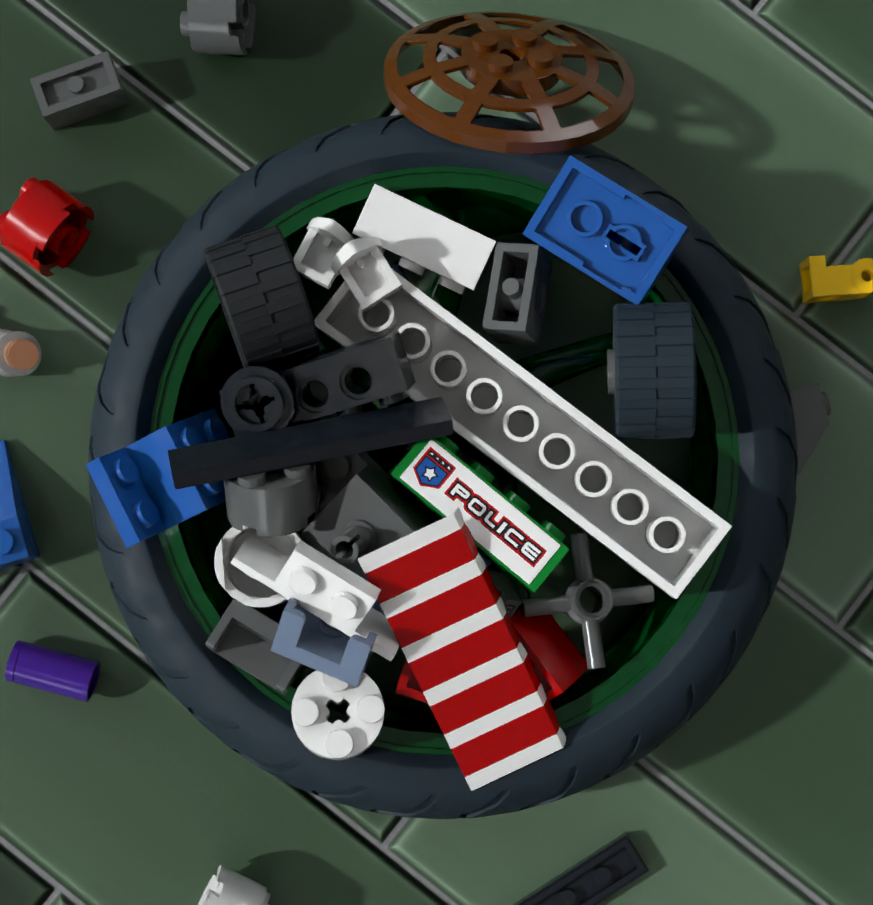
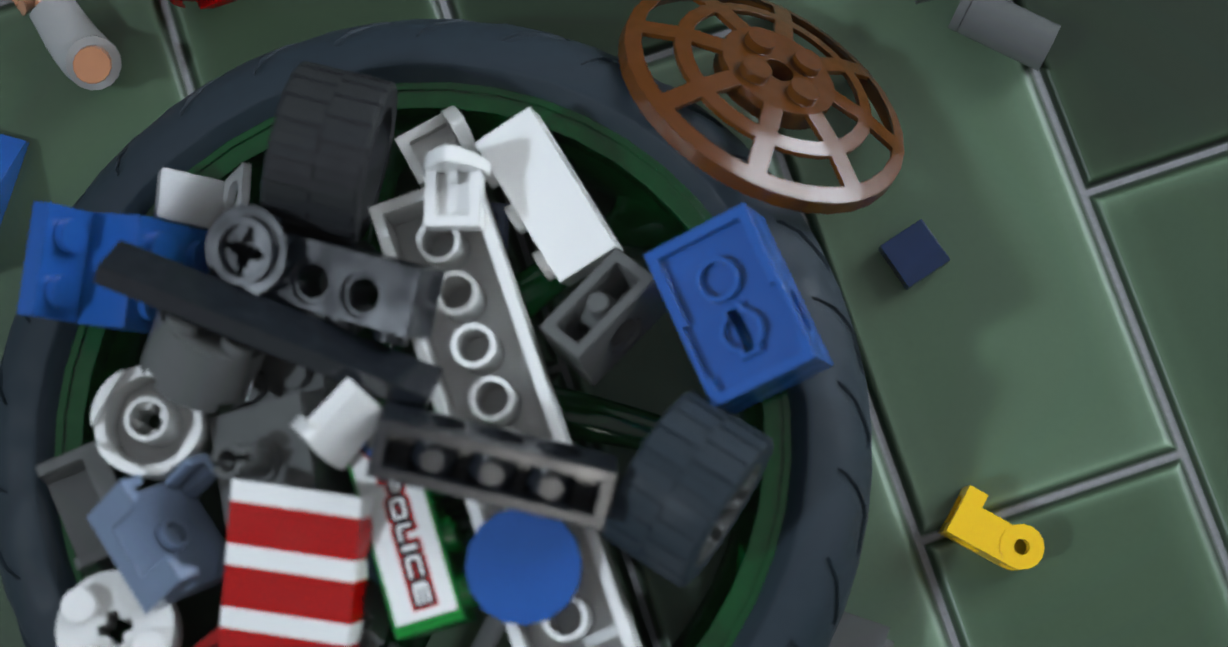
camera: 50 degrees right, 5 degrees down
(188, 392) = (199, 199): none -> light grey bracket
(319, 587) = (176, 486): white bracket -> none
(405, 475) = (340, 424): none -> white tile
(526, 435) = (493, 465): none -> black brick
(583, 490) = (523, 567): none -> blue tile
(668, 127) = (914, 254): none -> dark blue tile

